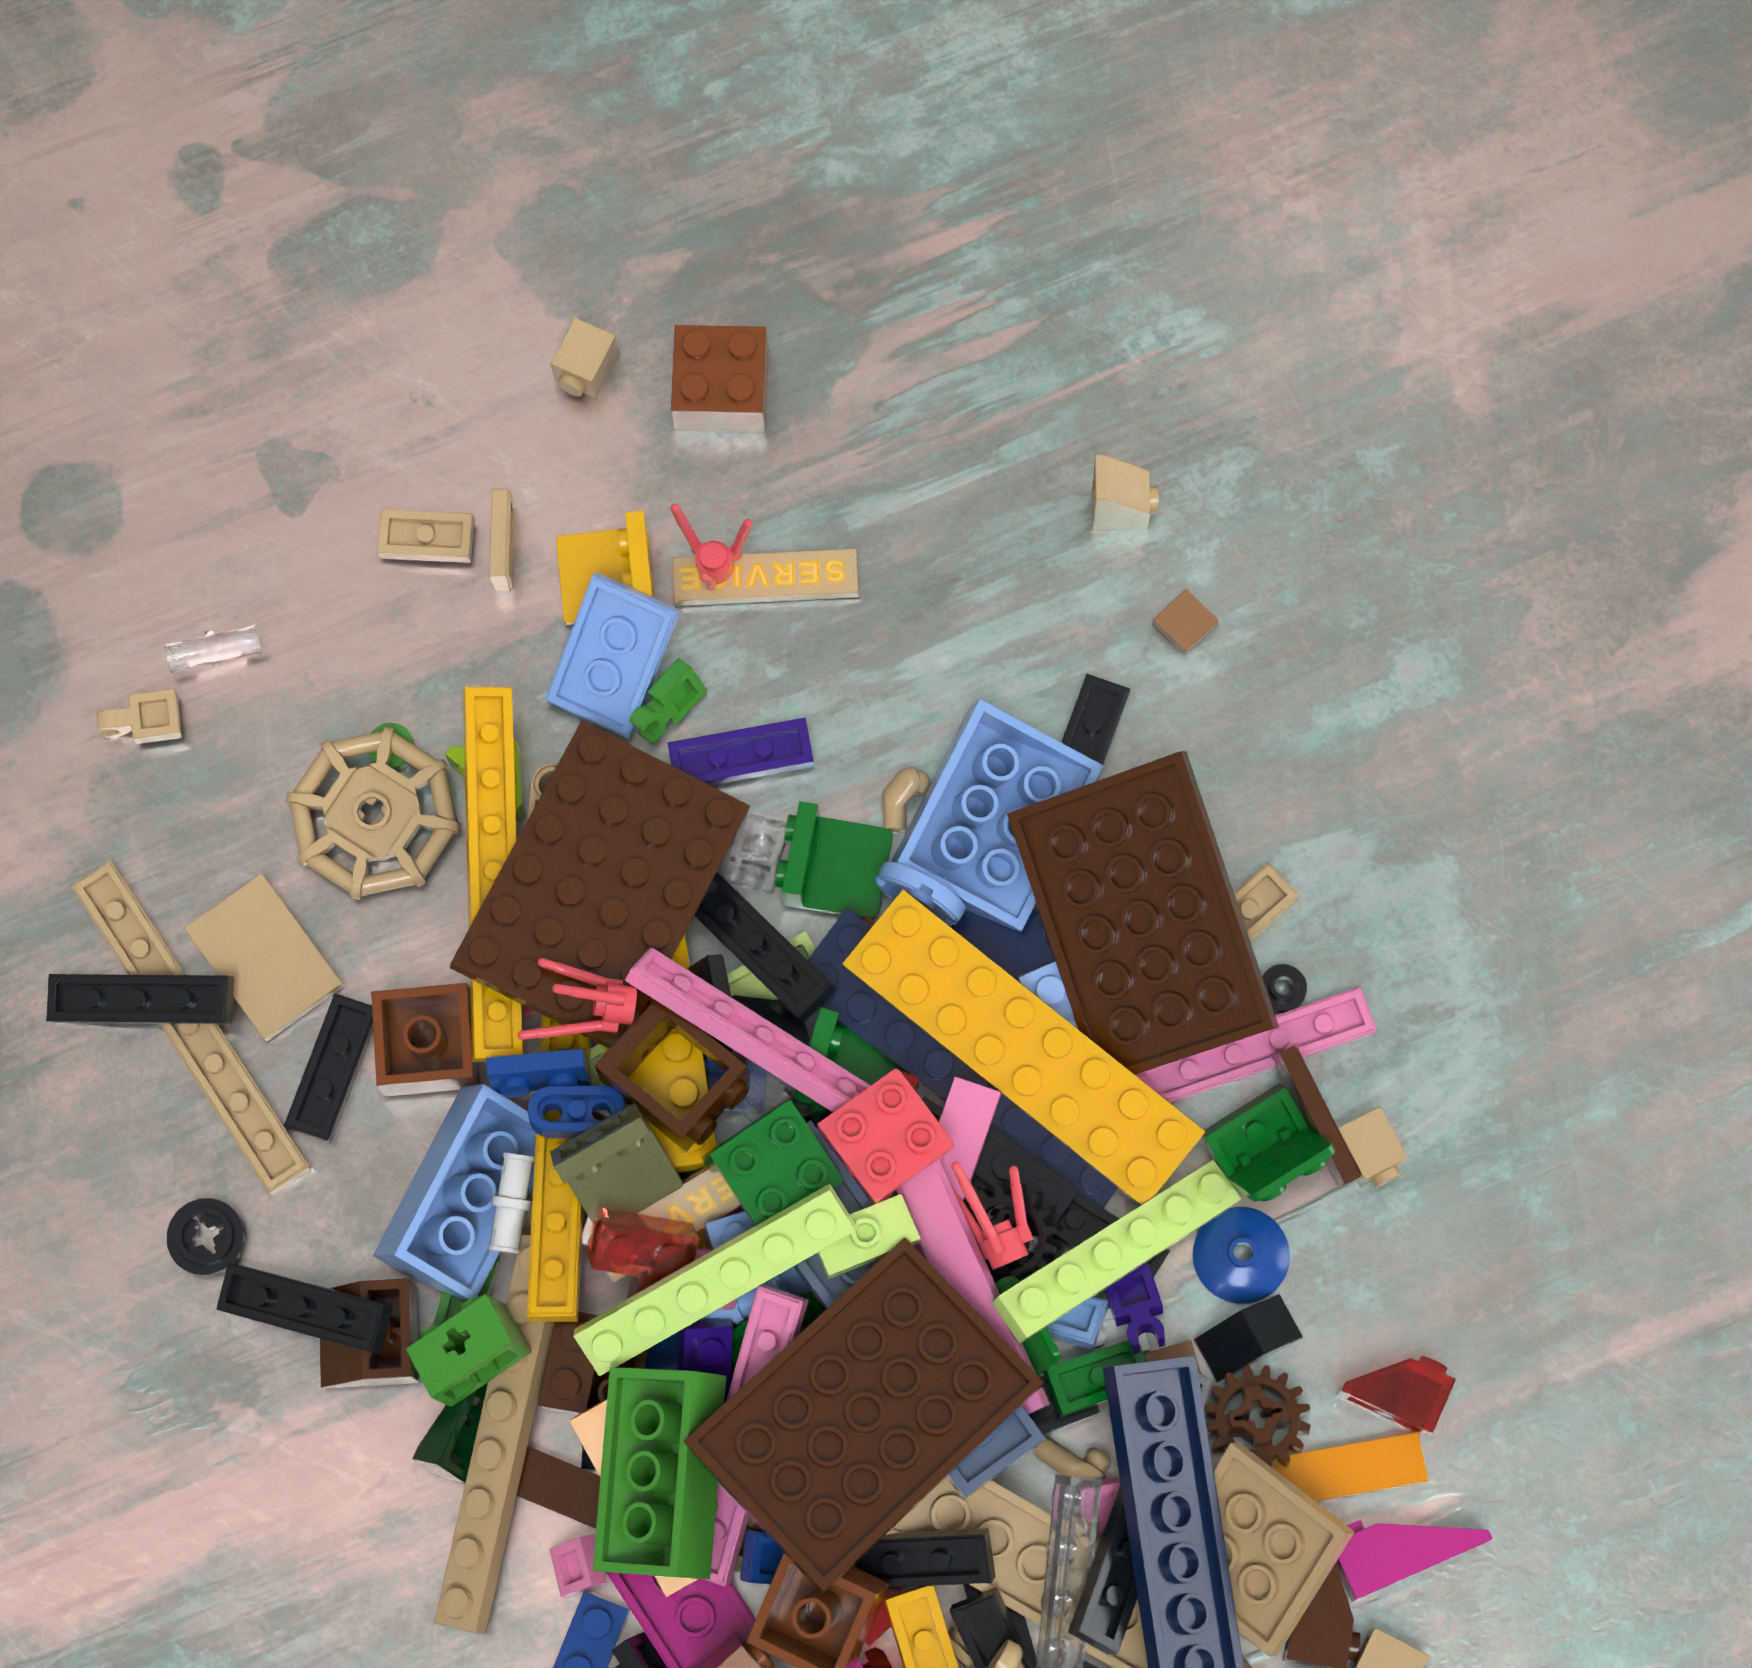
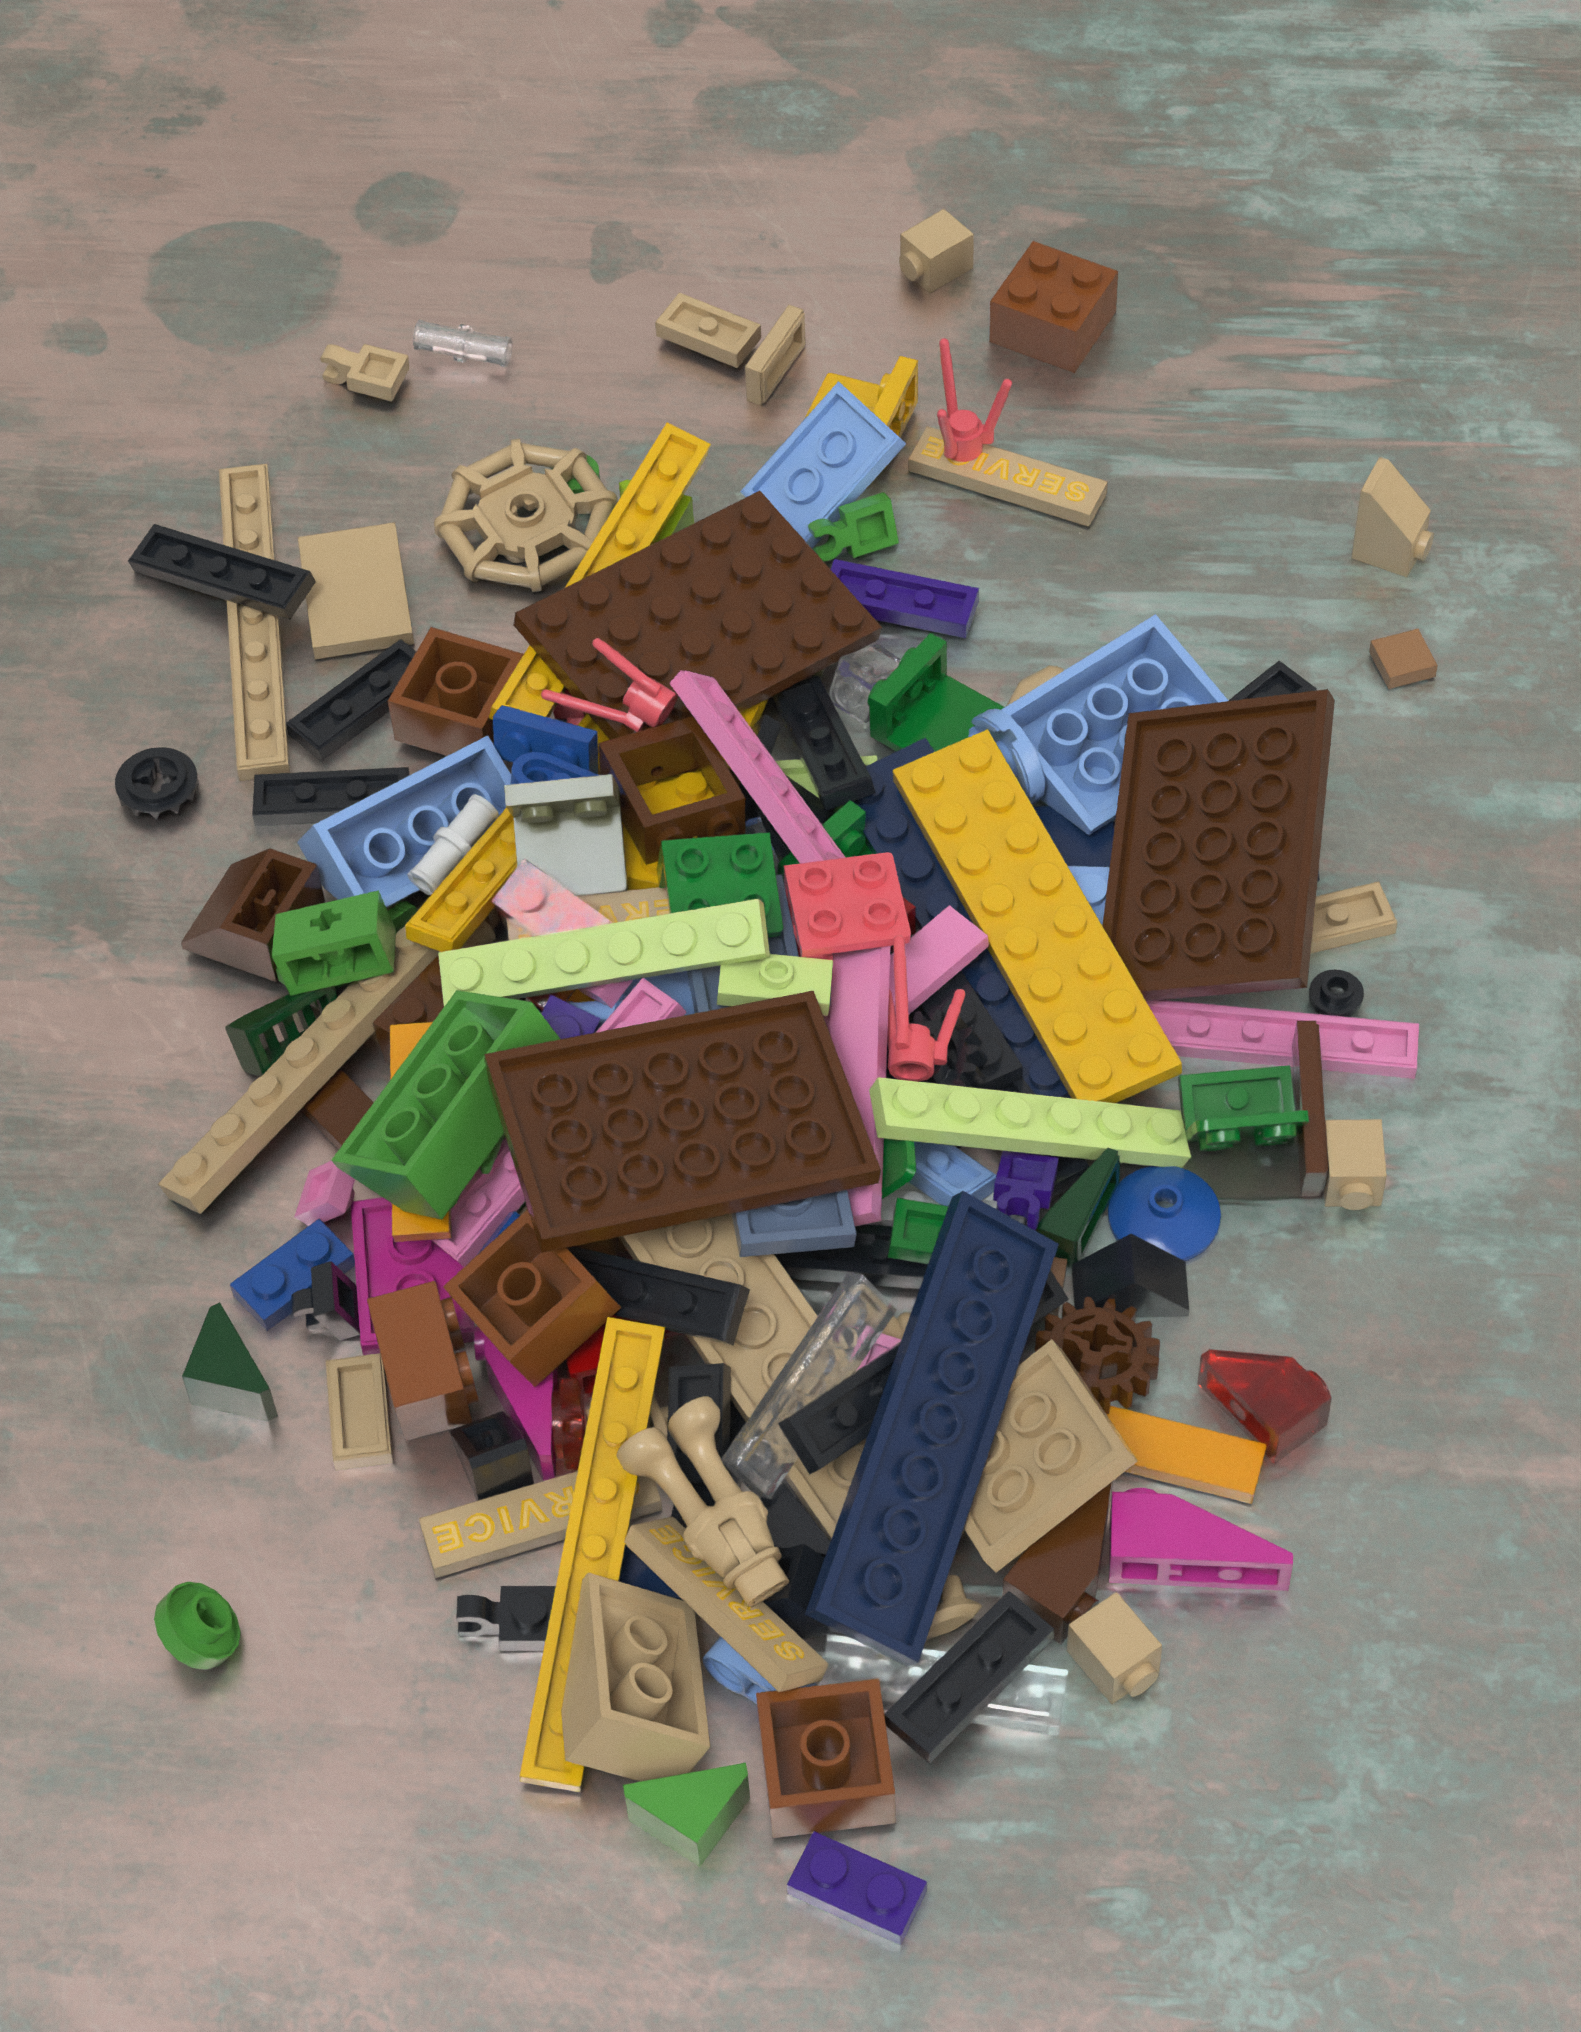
camera: 25 degrees right, 20 degrees down
(305, 1308) = (206, 857): black tile -> none
(359, 1179) = (315, 795): none -> black tile
(1181, 1304) = (1081, 1208): none -> dark green slope

